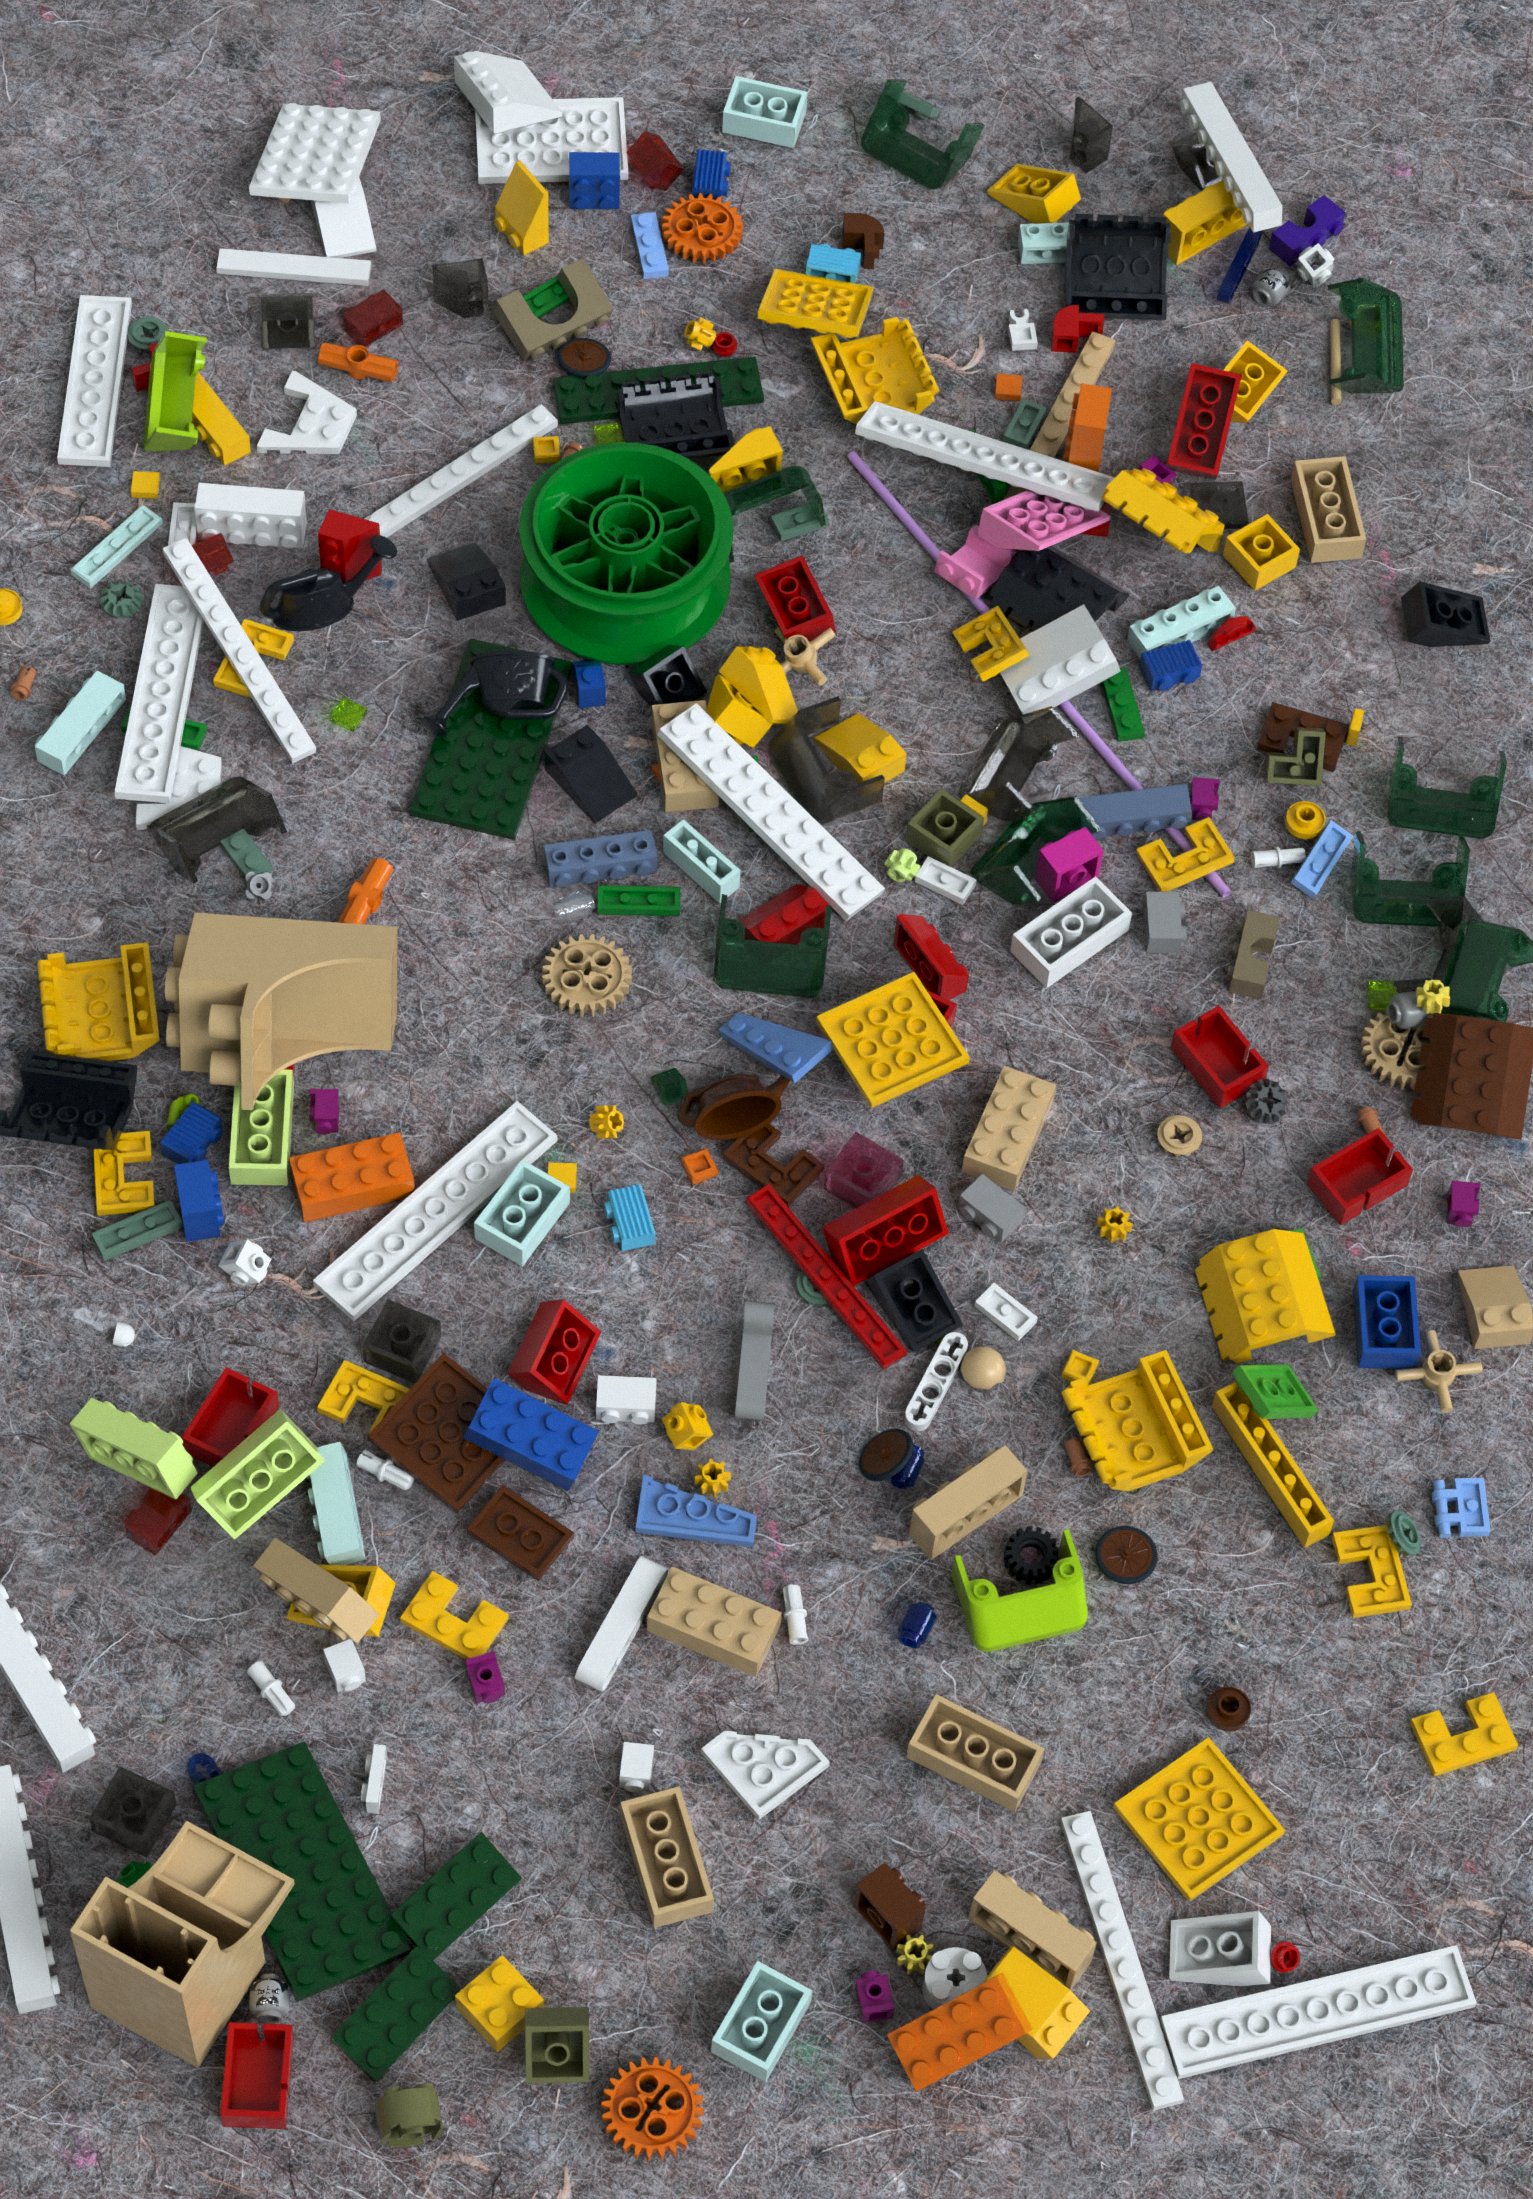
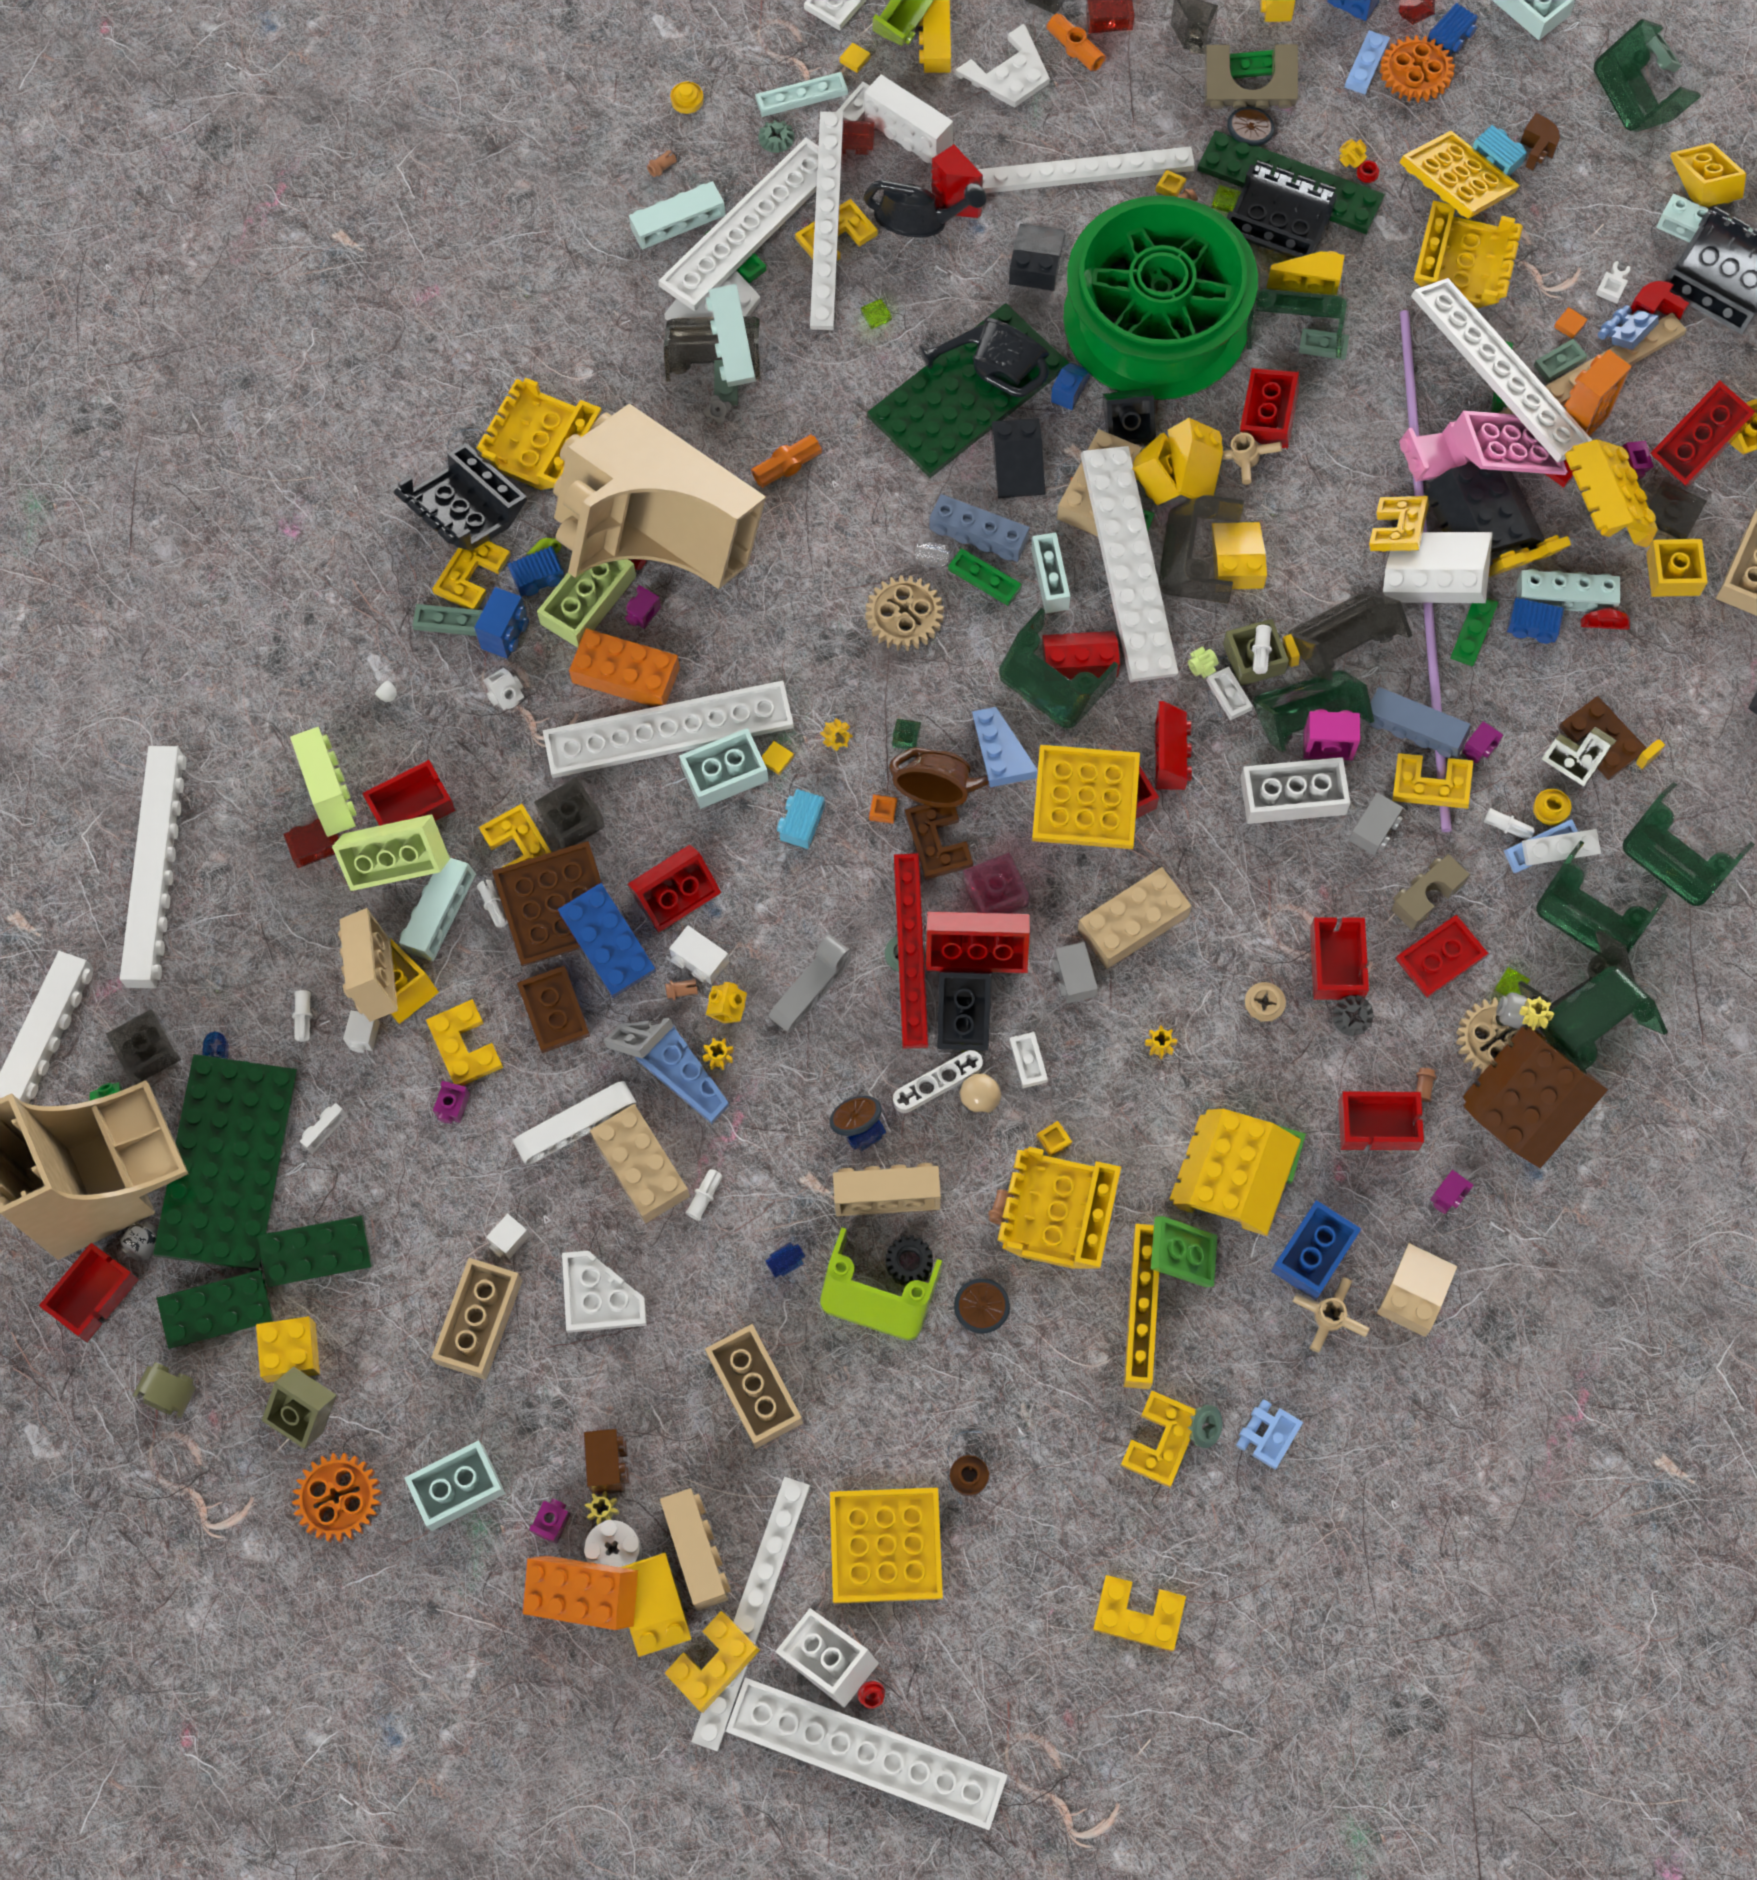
camera: 40 degrees right, 10 degrees up
(232, 803) = (732, 335): none -> light aqua brick
(625, 1507) = (637, 1038): none -> light grey wing
(626, 1444) = (680, 988): none -> nougat pin
(954, 819) = (1261, 649): none -> white axle
(1070, 362) = (1634, 327): none -> medium blue plate
(1133, 599) = (1522, 557): none -> yellow plate
(1138, 2001) = (707, 1684): none -> yellow plate
(1304, 1005) = (1441, 956): none -> red plate
(1337, 850) = (1559, 847): none -> white plate

